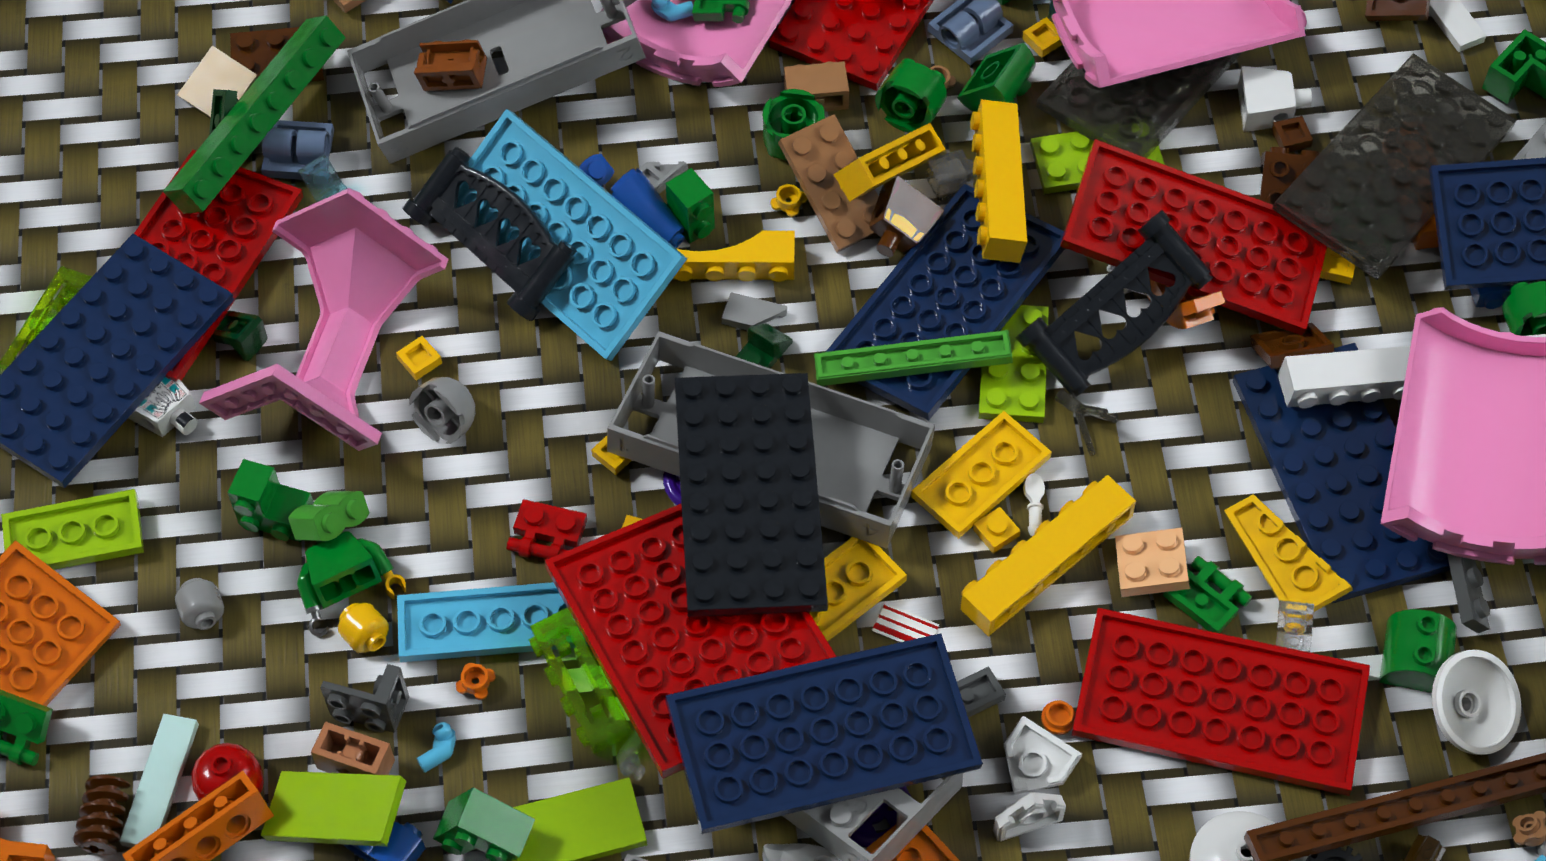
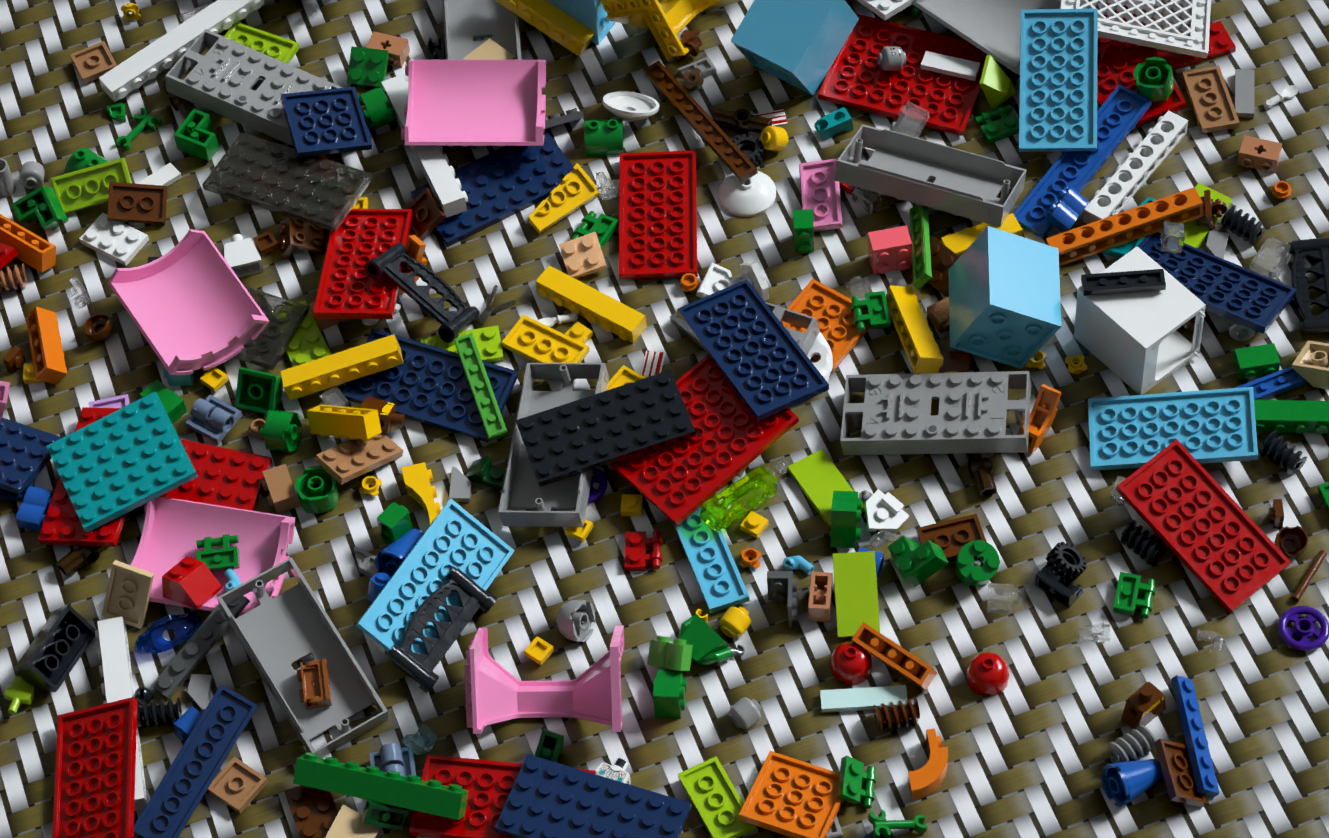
camera: 100 degrees left, 5 degrees down
(538, 703) = (754, 524): none -> yellow plate

